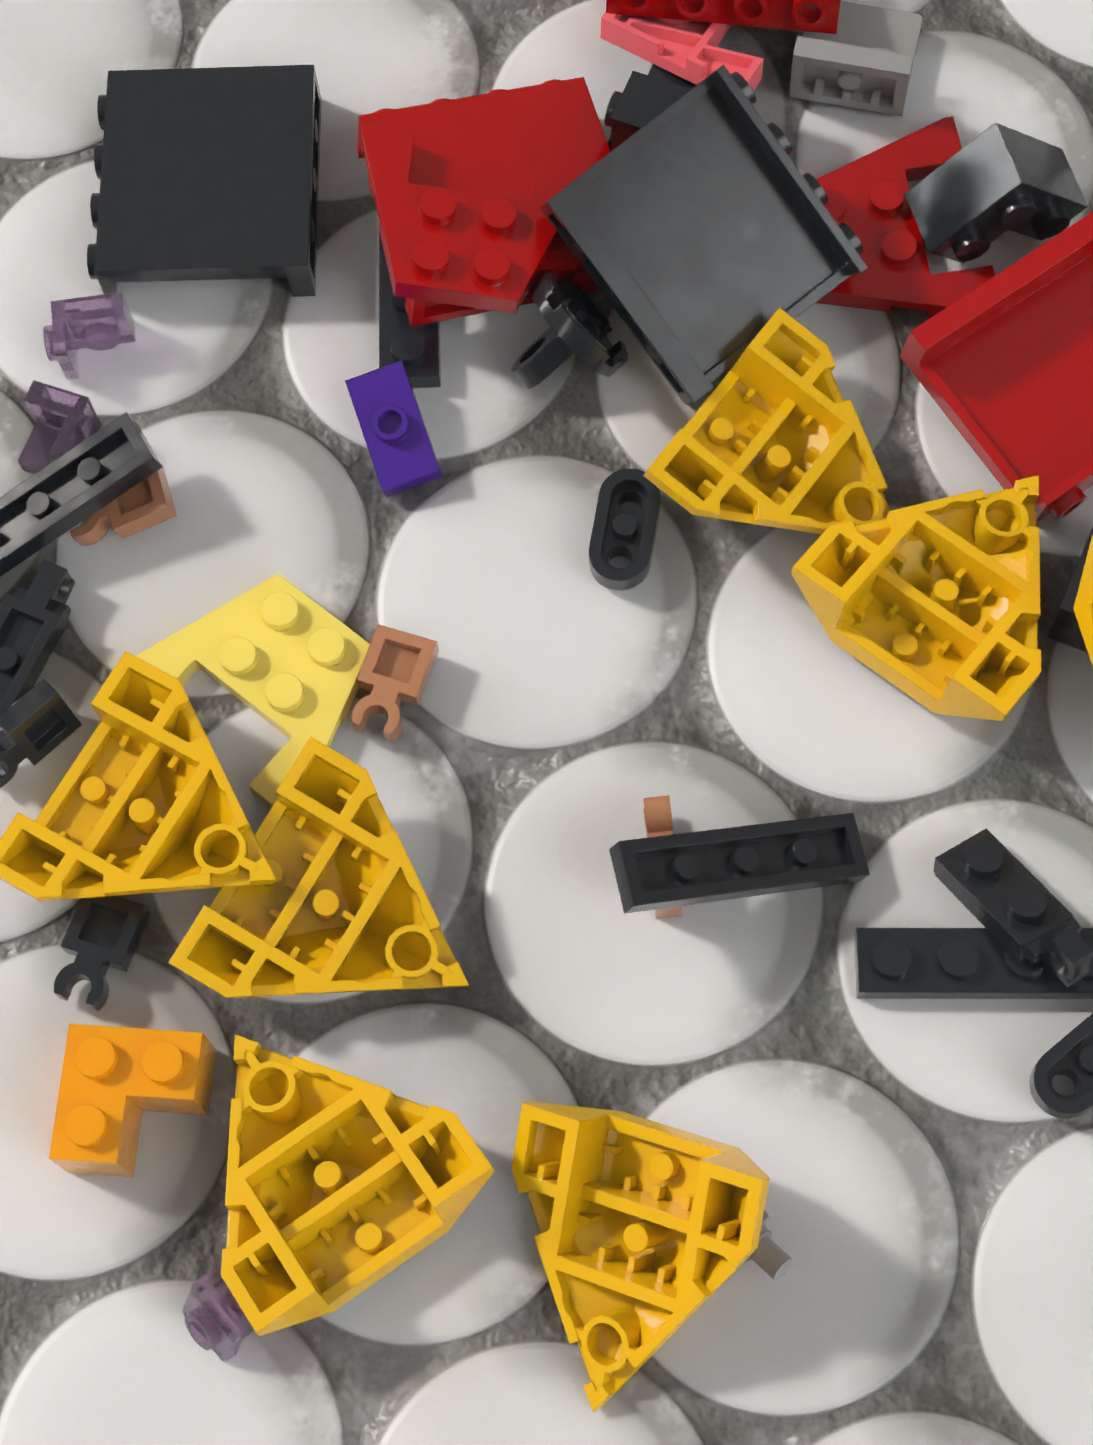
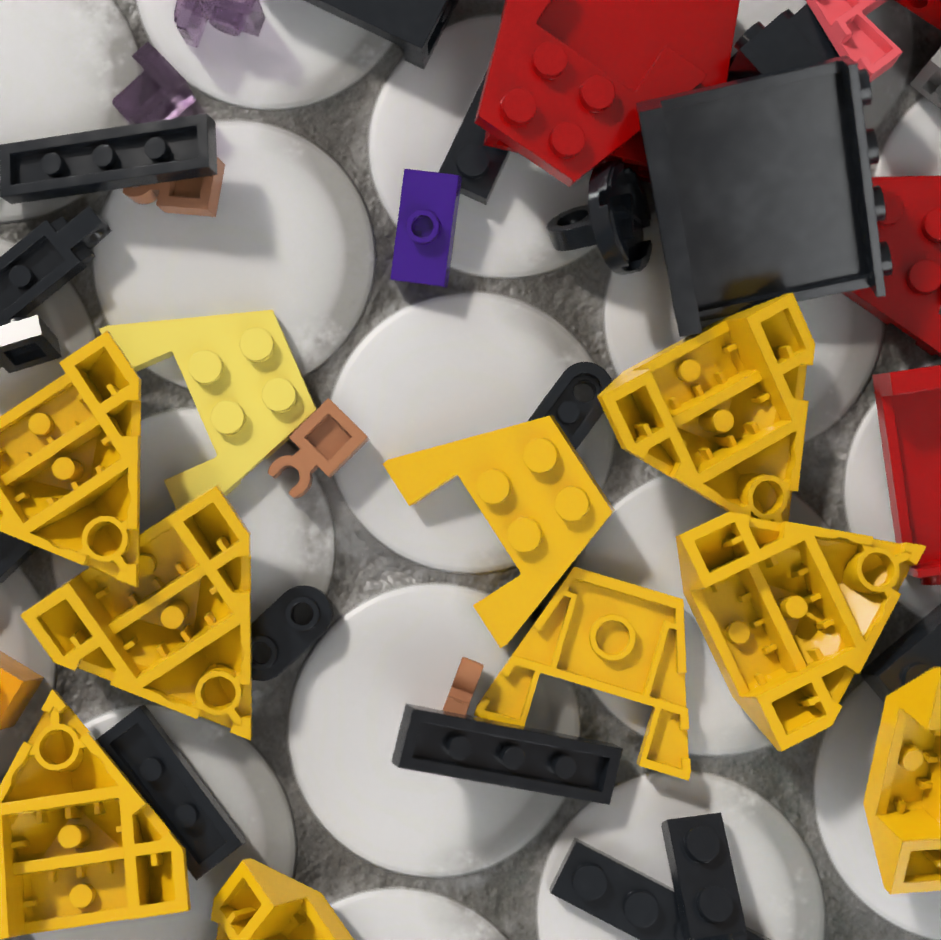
camera: 20 degrees right, 15 degrees up
(414, 1077) = (172, 790): none -> black plate
(454, 874) = (286, 636): none -> black plate
(630, 616) = (531, 495): none -> yellow wing
(791, 718) = (611, 641): none -> yellow wing

